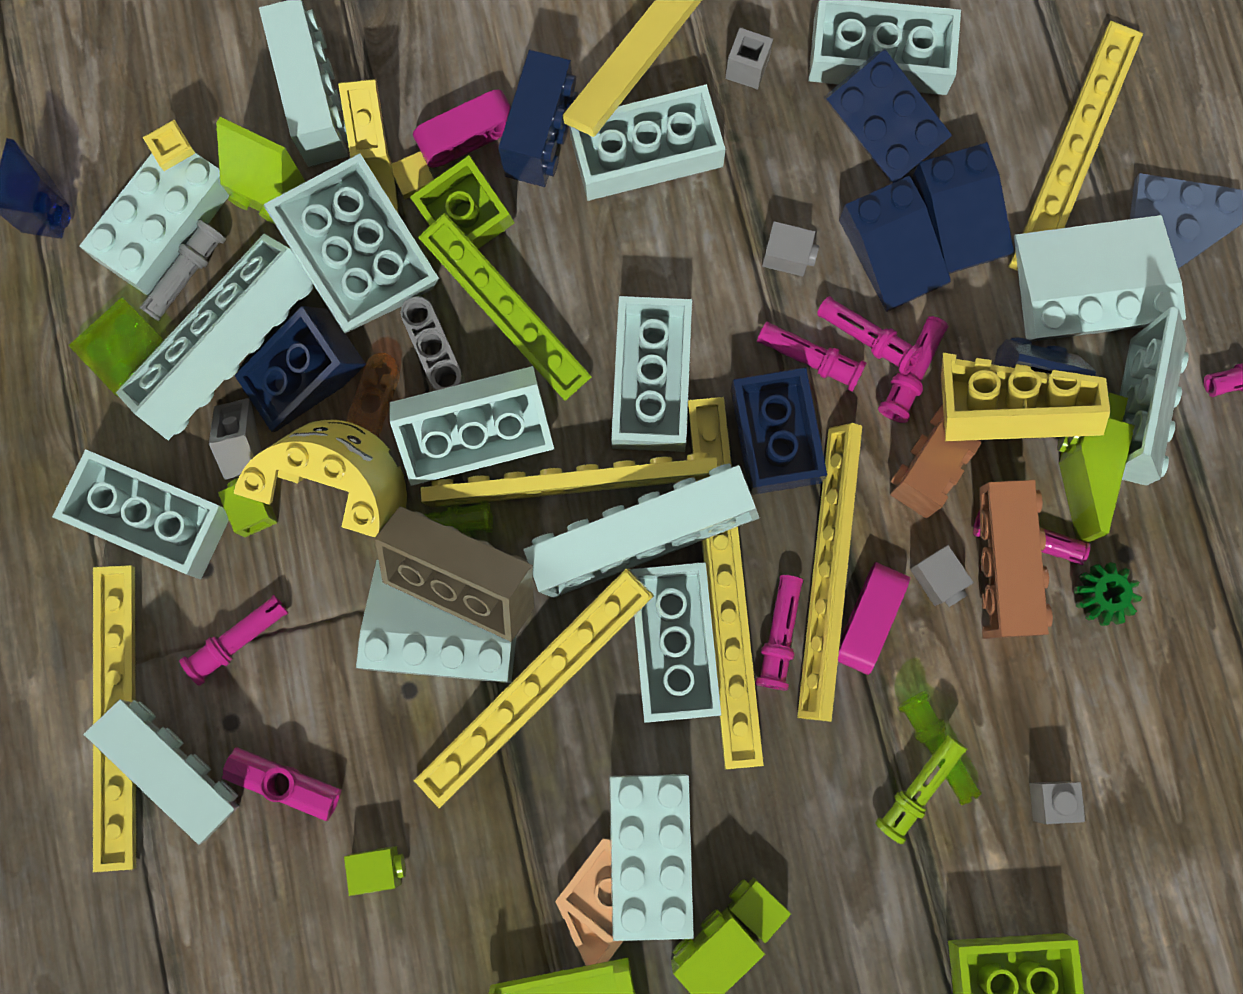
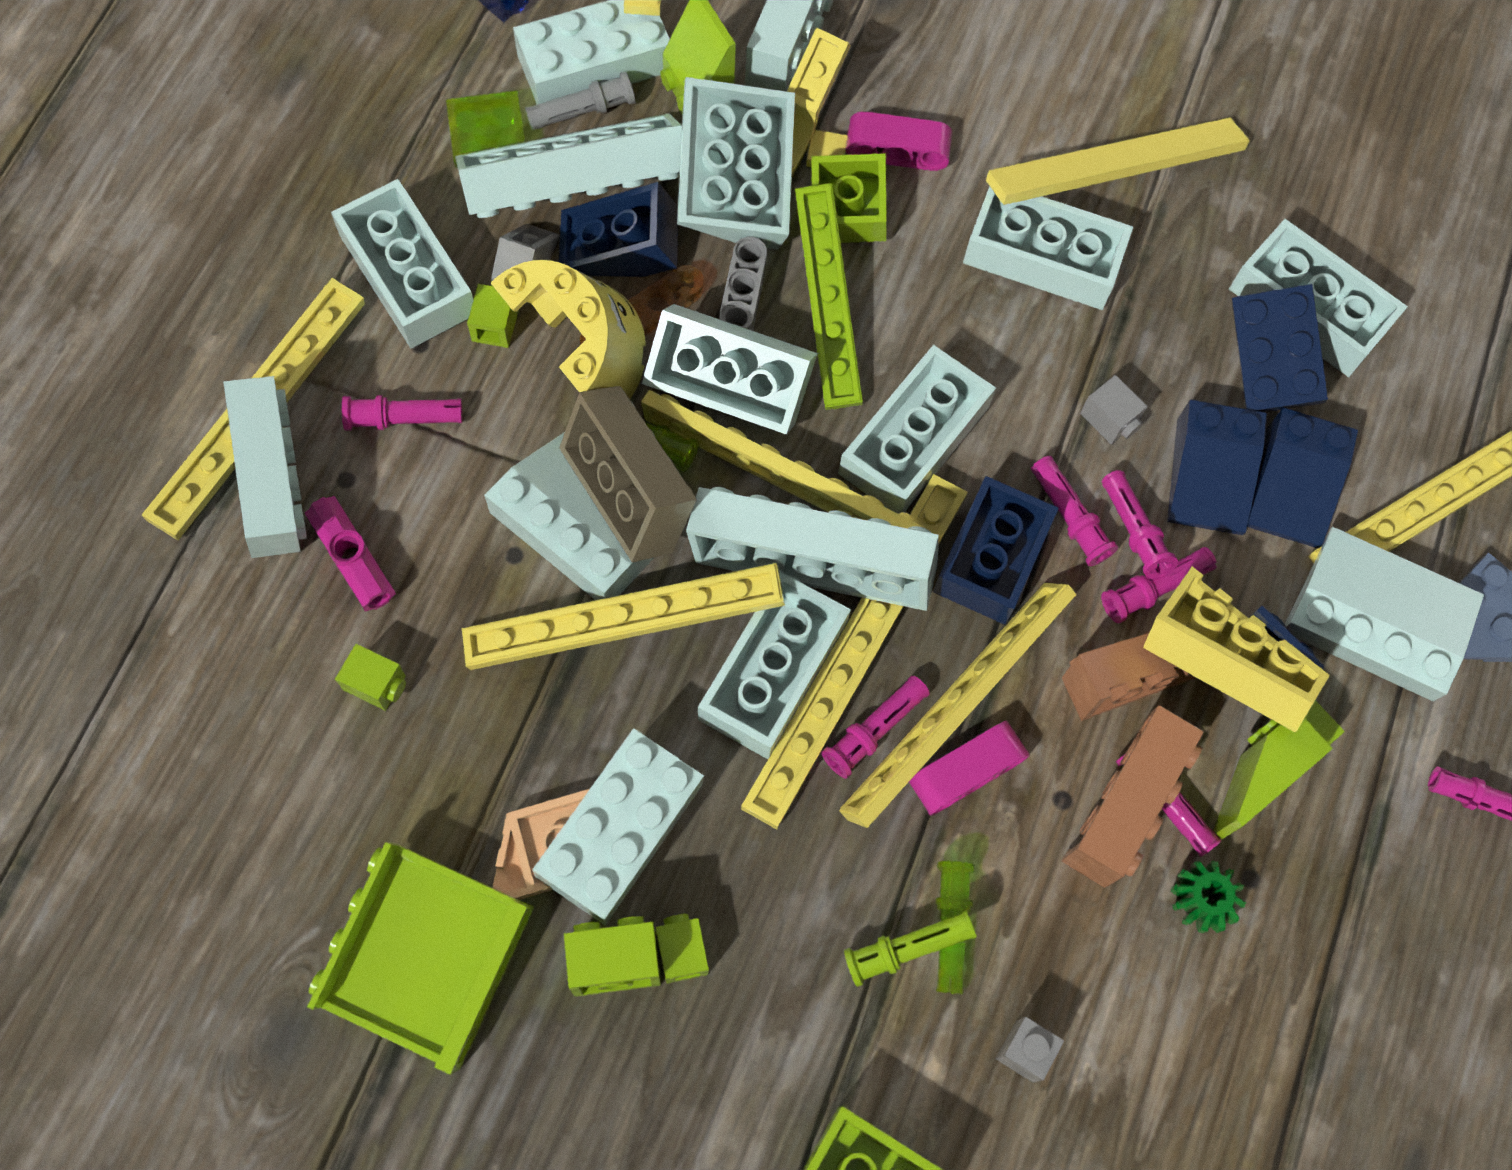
camera: 25 degrees right, 10 degrees down
(536, 119) = (957, 168): dark blue brick -> none
(748, 58) = (1186, 234): light grey brick -> none
(942, 577) = (1060, 775): light grey brick -> none
(1152, 390) = (1367, 748): light aqua slope -> none

